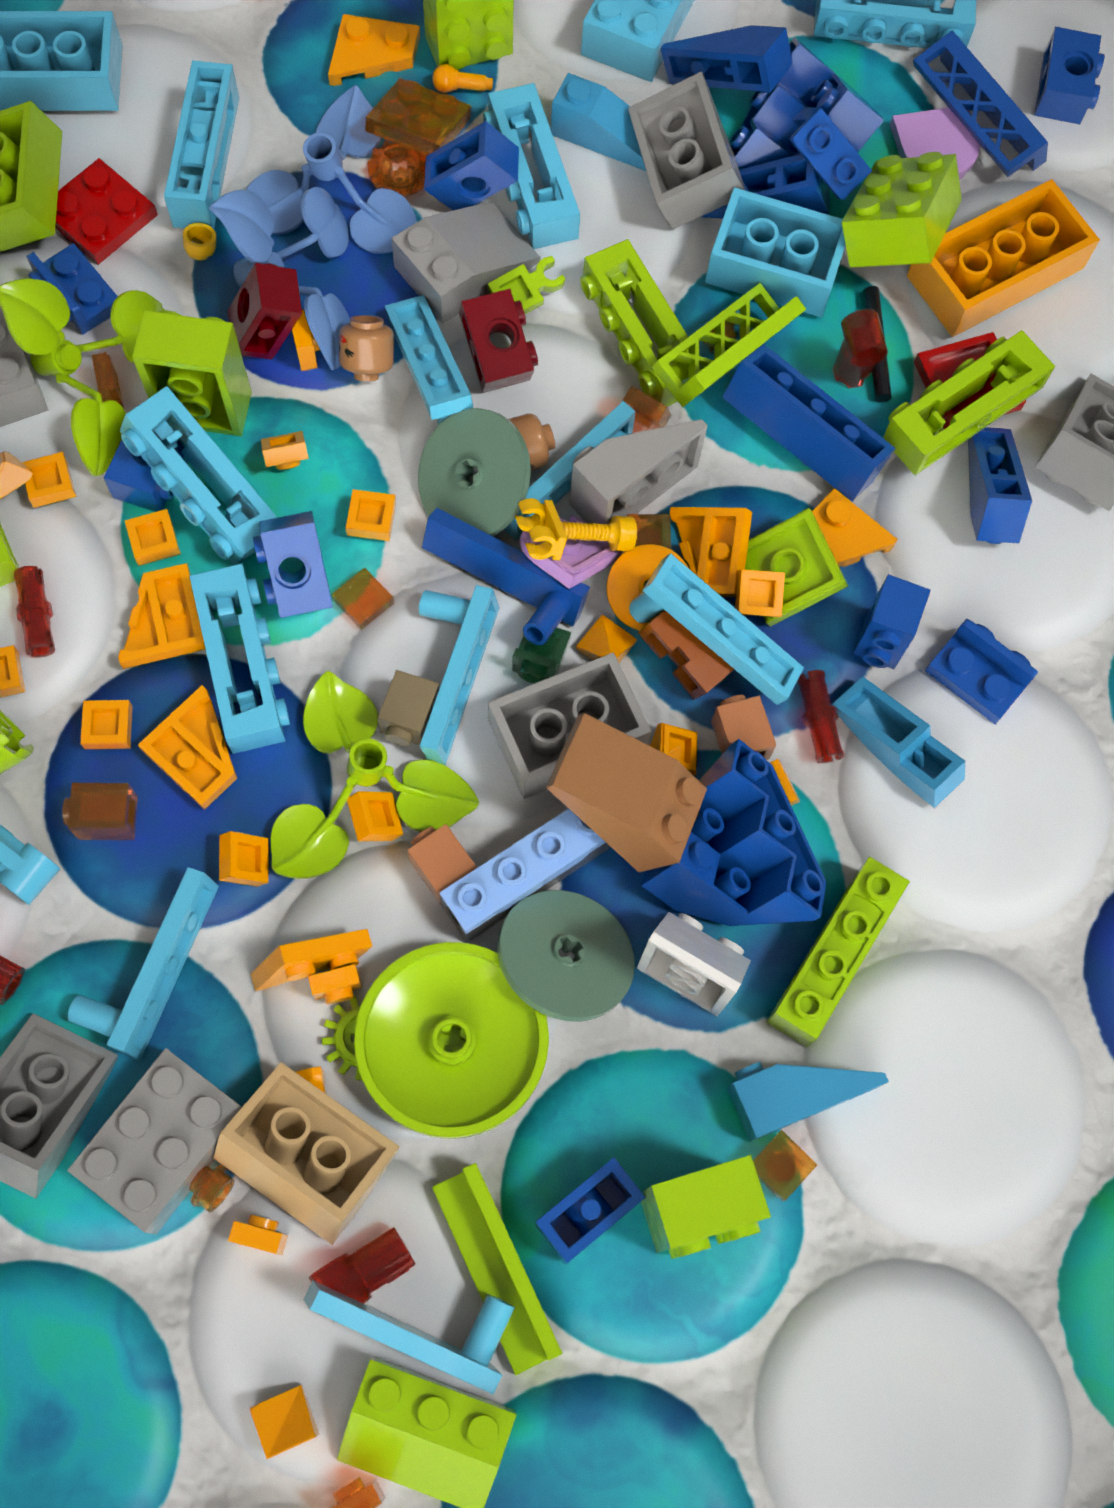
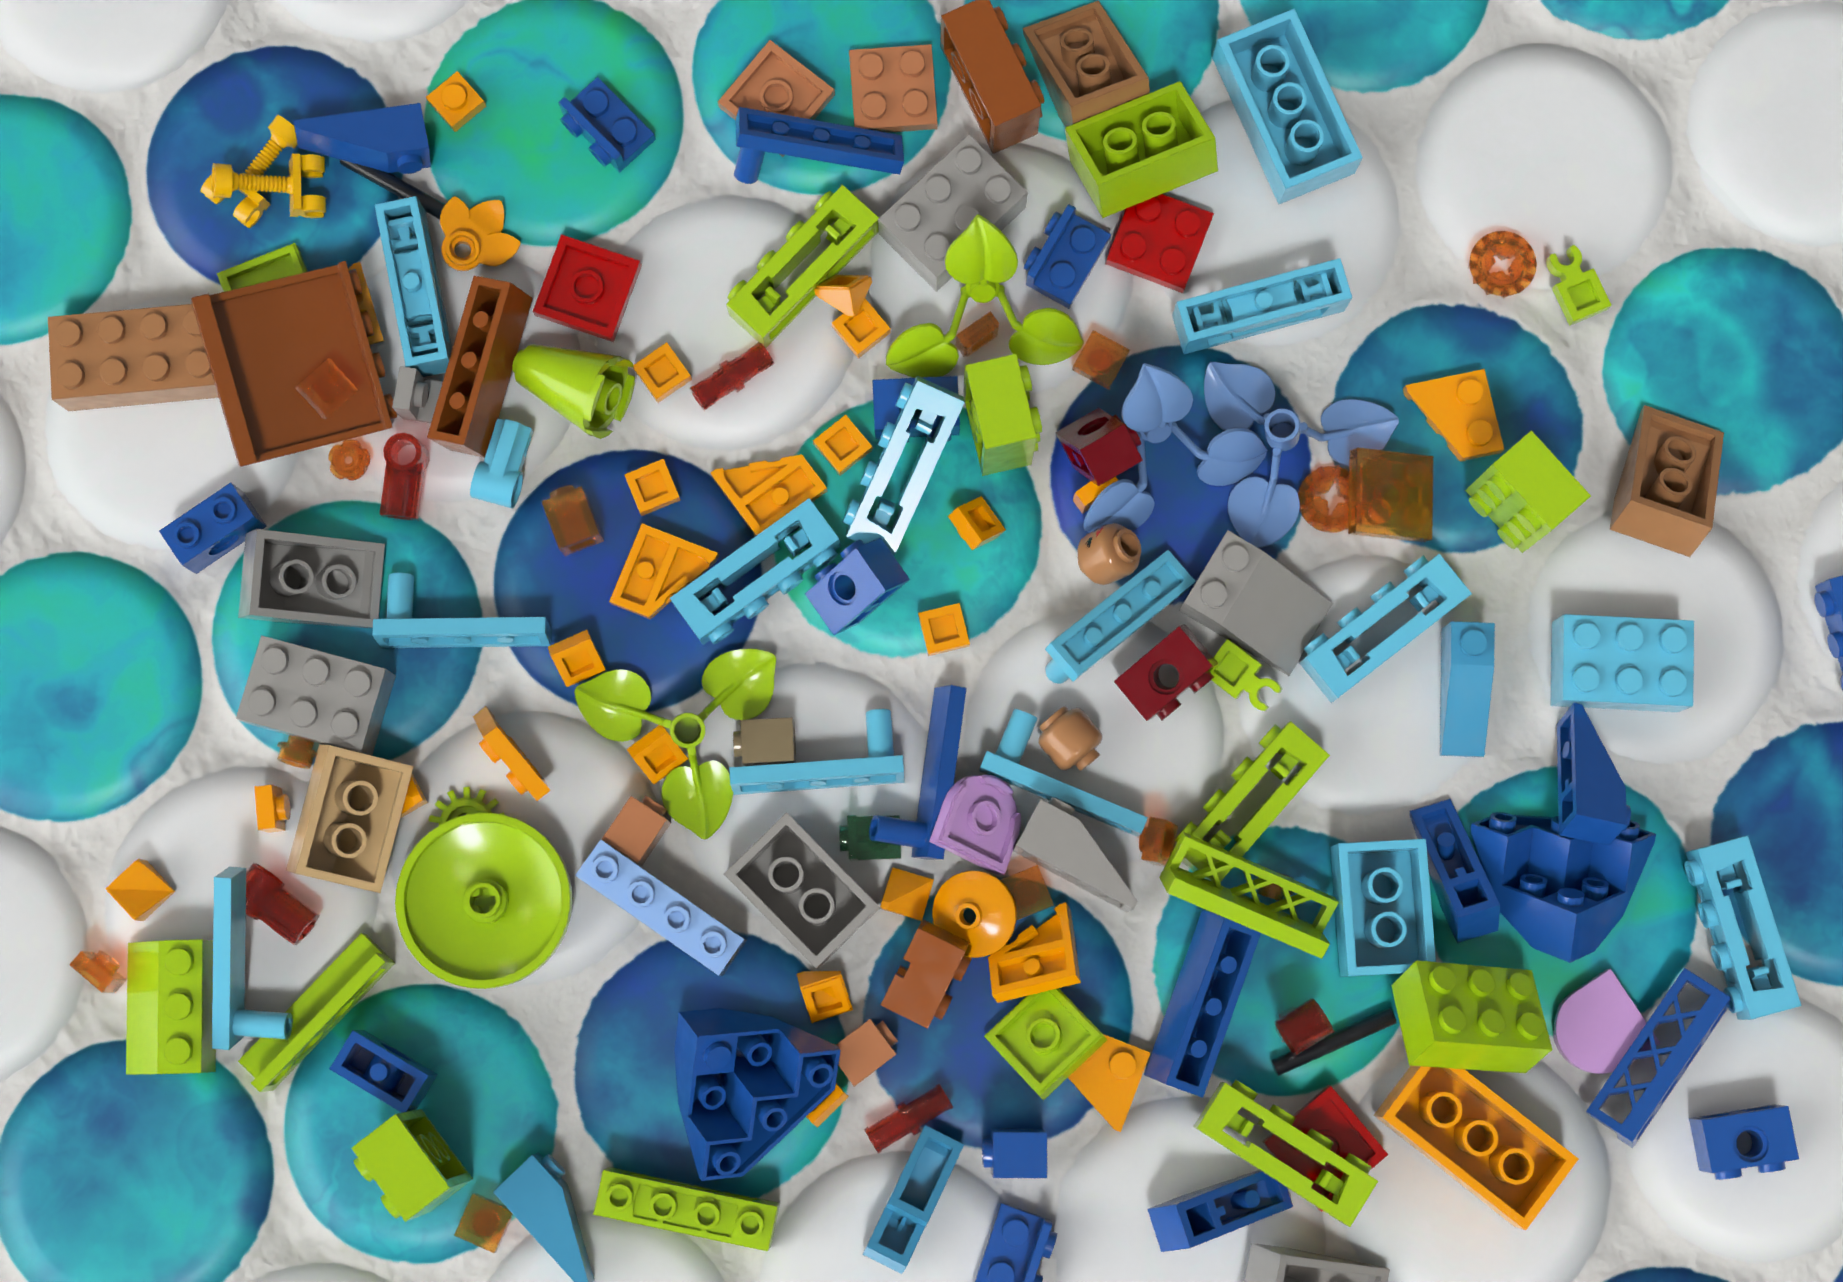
camera: 75 degrees right, 10 degrees up
(184, 292) = (1101, 359): none -> clear orange plate
(203, 241) = (1170, 351): yellow hinge -> none
(335, 984) = (496, 784): light orange plate -> none
(363, 598) = (862, 656): clear orange tile -> none
(447, 79) = (1455, 503): light orange piece -> none
(471, 167) = (1341, 573): blue brick -> none
(503, 465) = (1042, 708): sand green piece -> none
(547, 527) = (959, 808): yellow bar -> none
(558, 985) = (560, 970): sand green piece -> none
(627, 793) = (744, 968): medium nougat slope -> none
(685, 151) = (1455, 774): light grey slope -> none
(694, 962) = (625, 1085): white slope -> none
(718, 626) = (940, 995): medium azure piece -> none
(760, 593) = (1000, 1019): light orange plate -> none
(828, 152) = (1501, 919): blue bracket -> none

